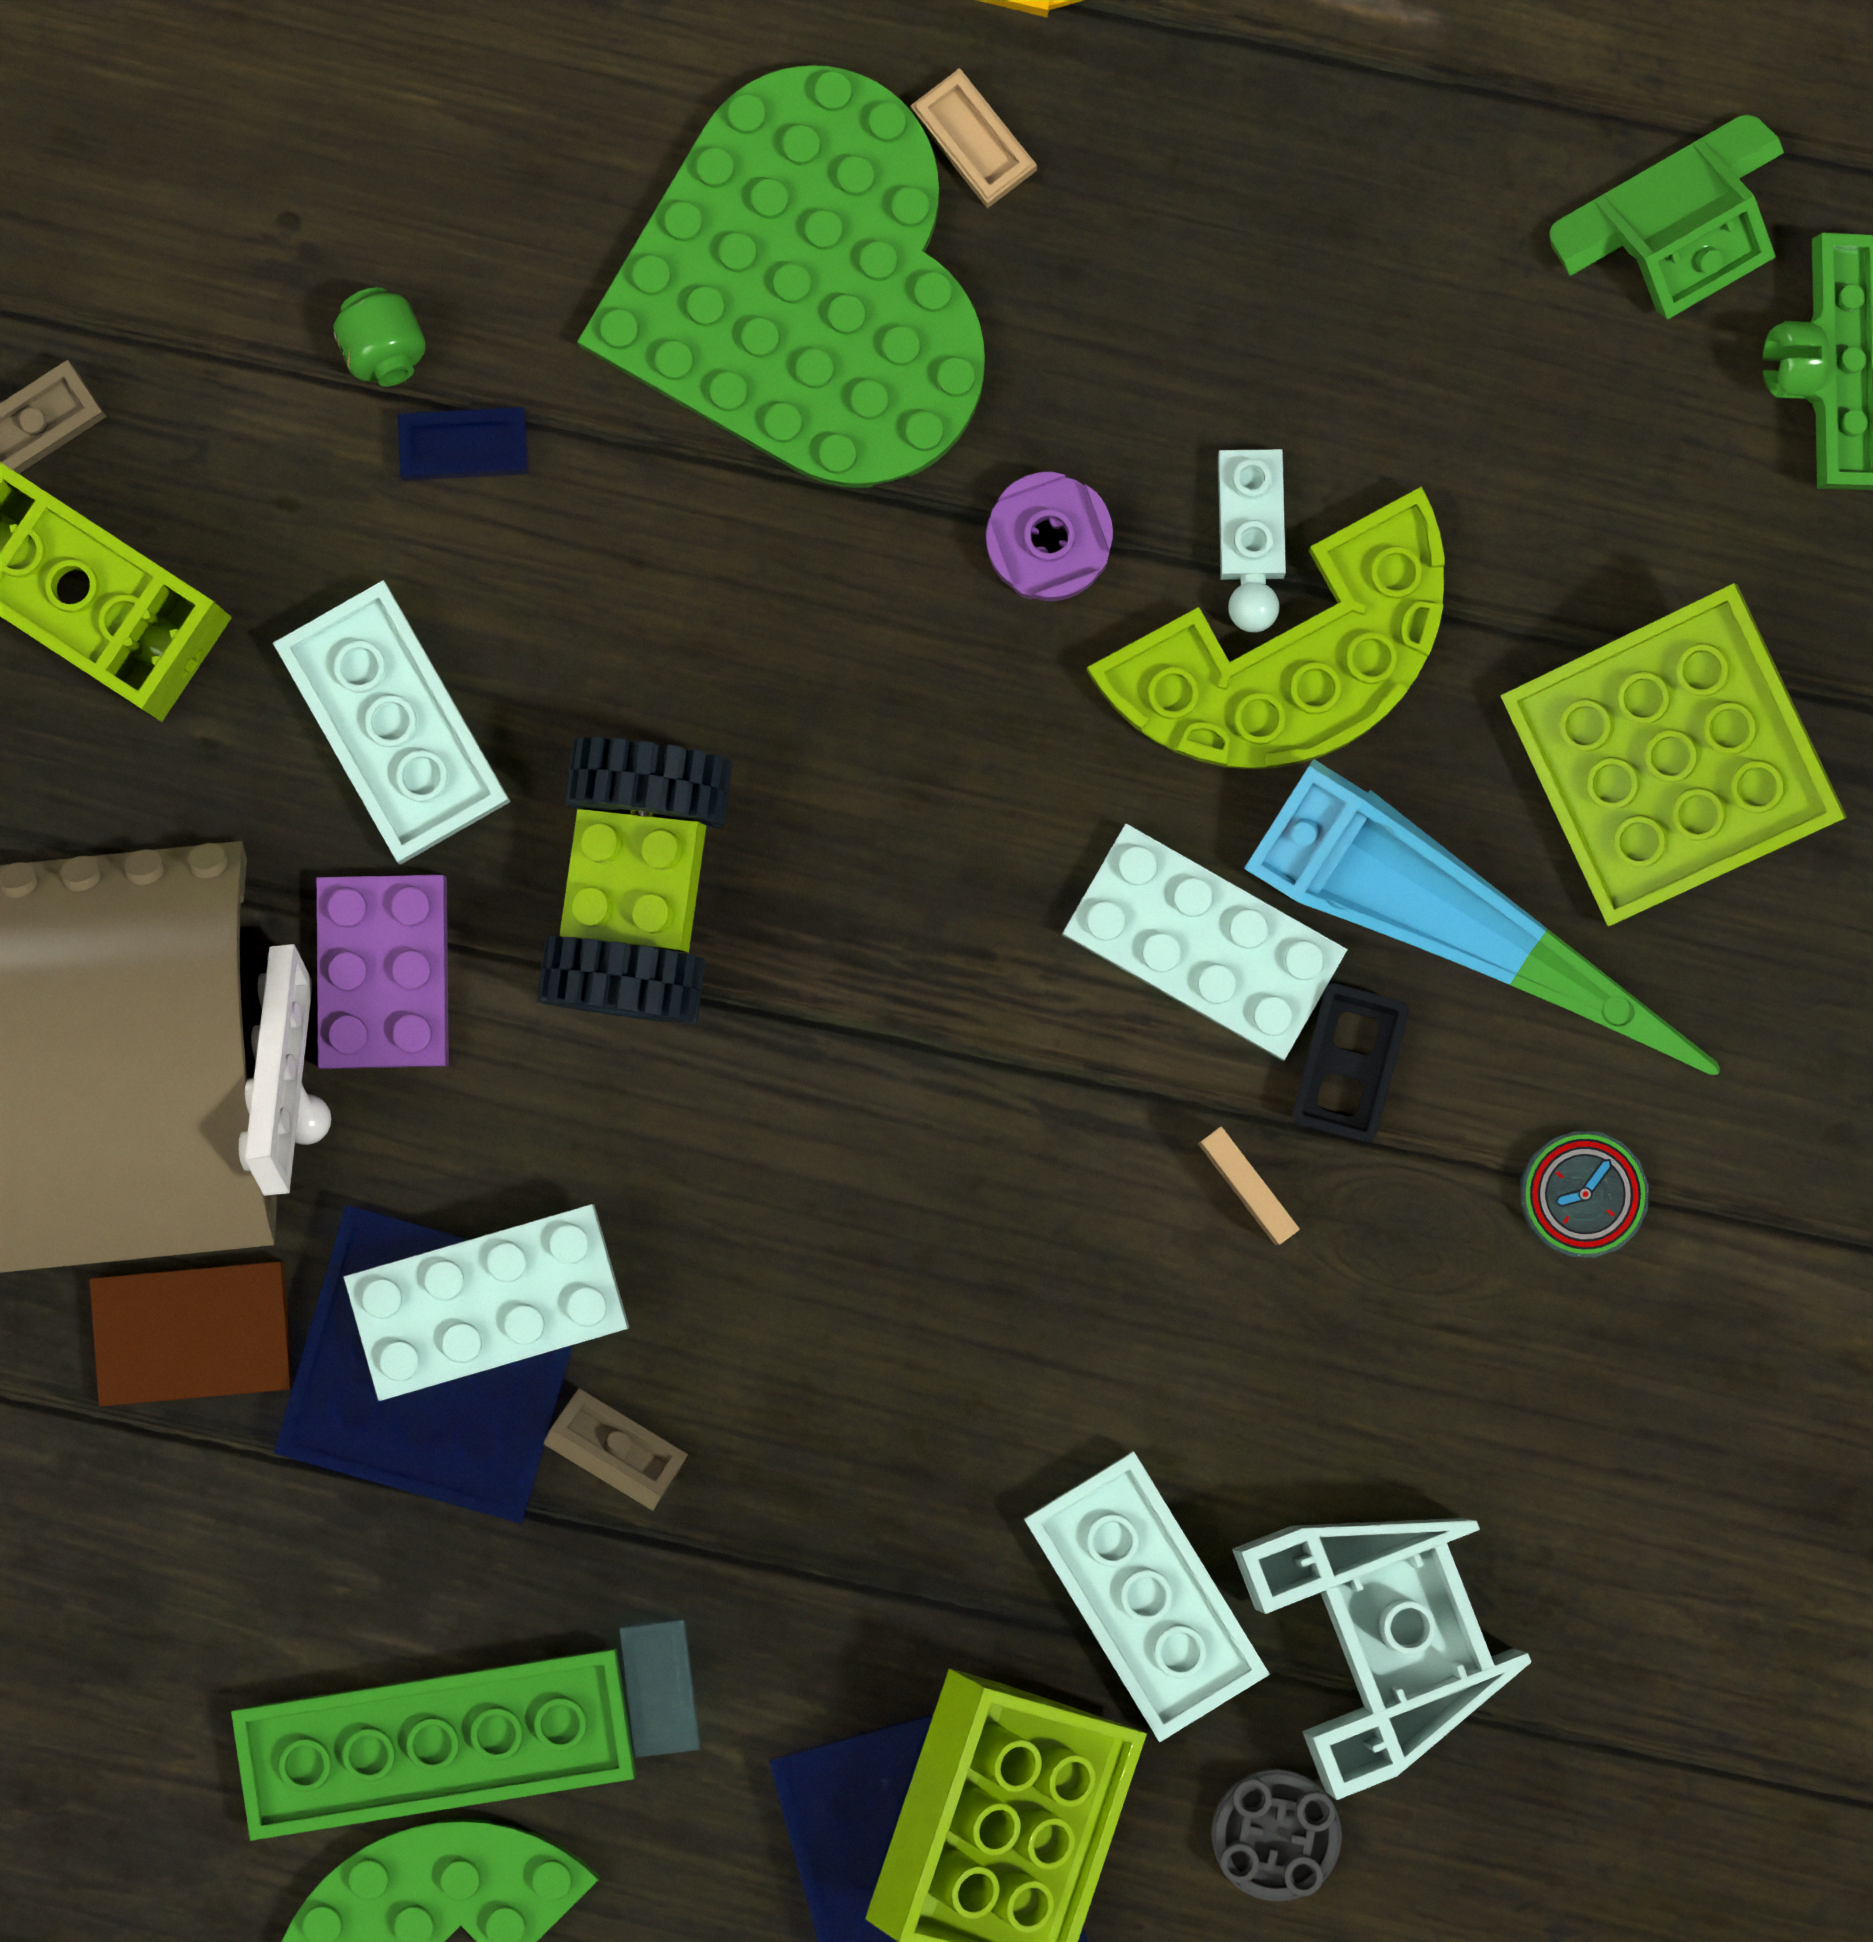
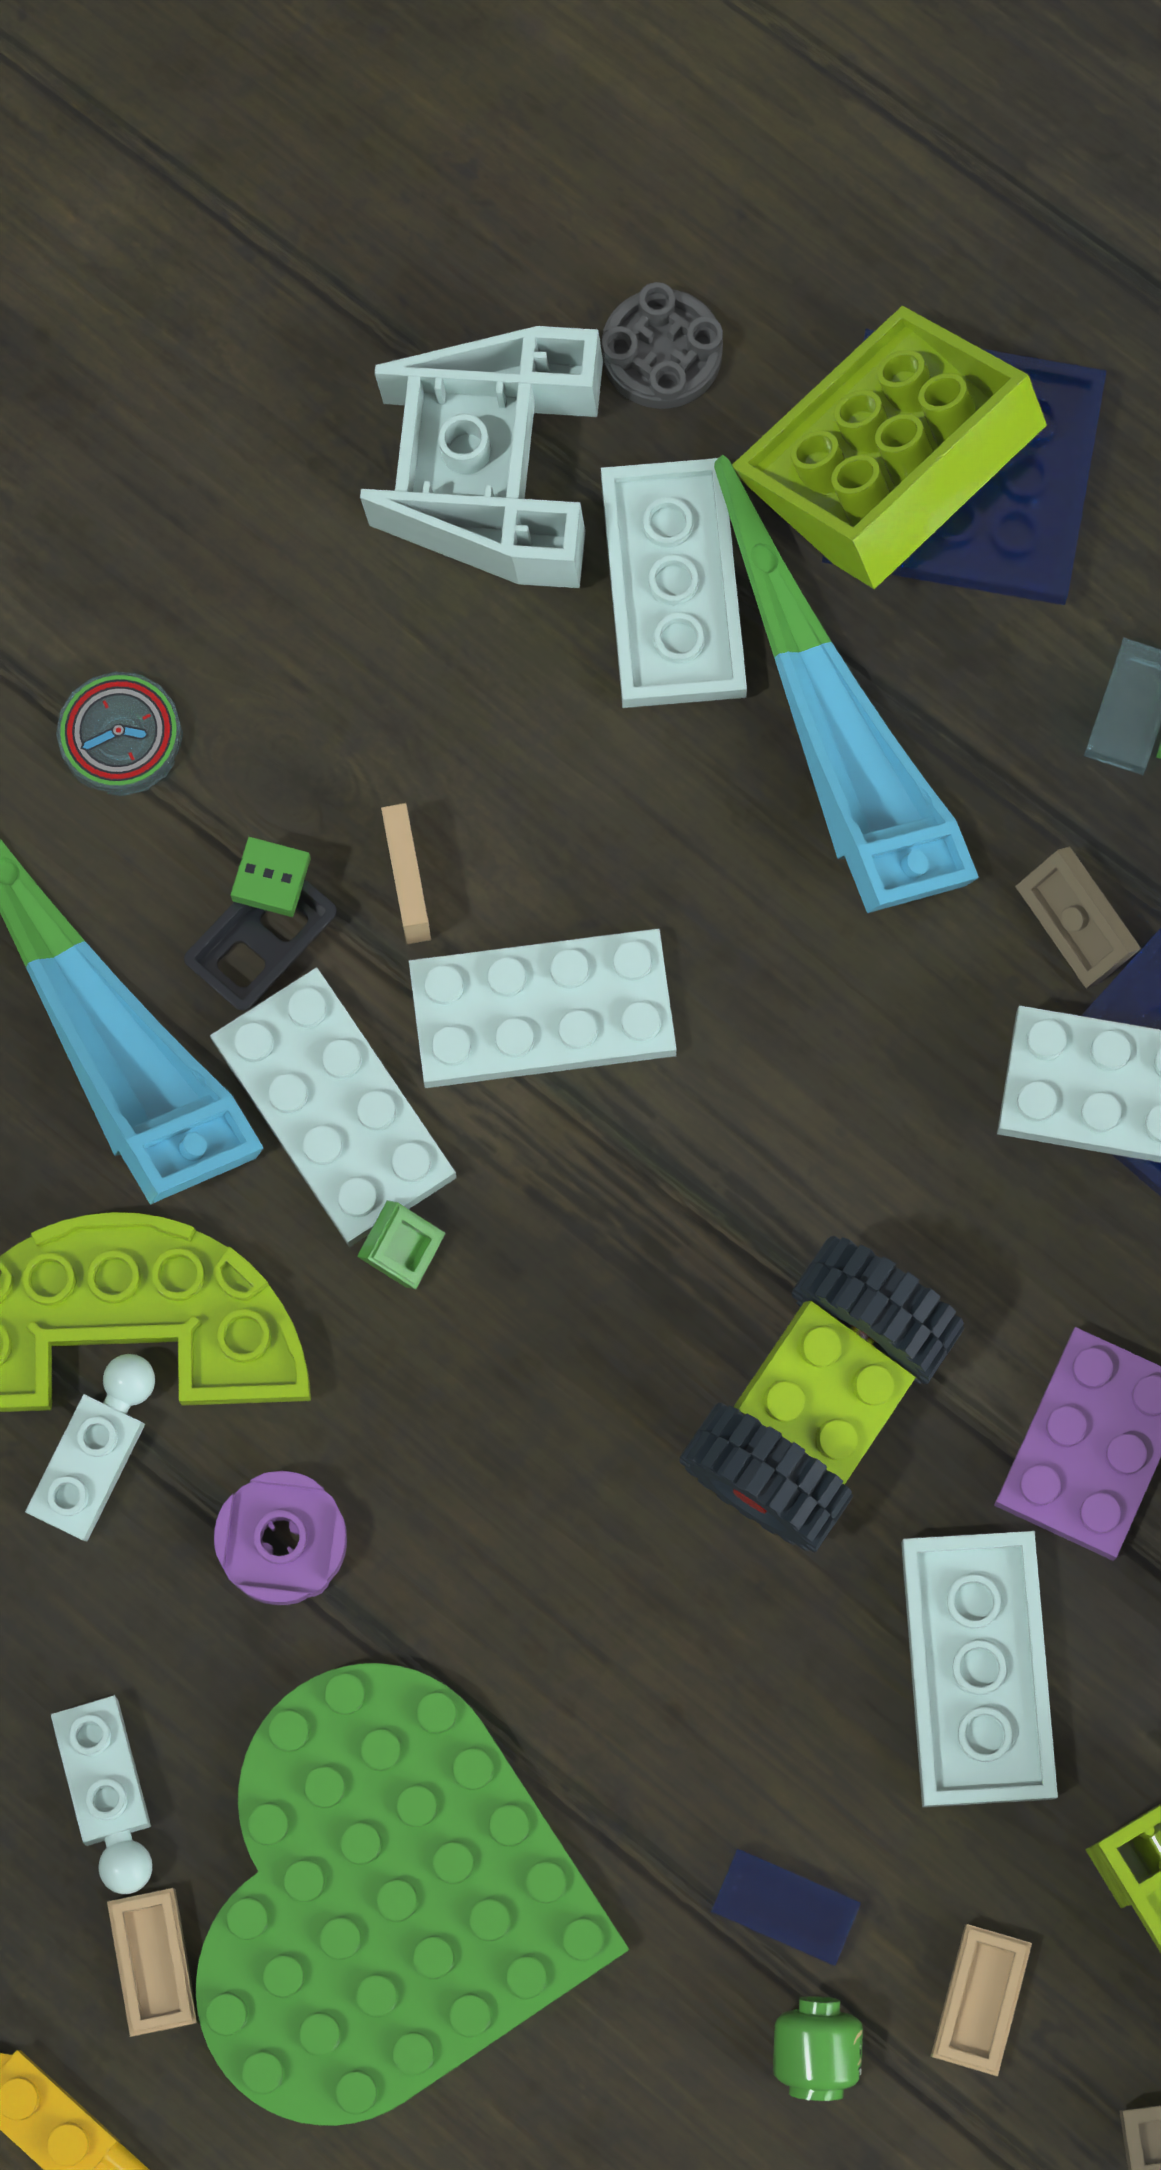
camera: 160 degrees left, 10 degrees down
(263, 449) = (981, 2000): none -> tan tile
(857, 1472) = (871, 793): none -> medium azure plate
(1062, 1126) = (542, 1008): none -> light aqua plate
(1076, 843) = (401, 1244): none -> bright green tile
(1087, 255) = (105, 1790): none -> light aqua plate
(1368, 1117) = (270, 876): none -> bright green tile

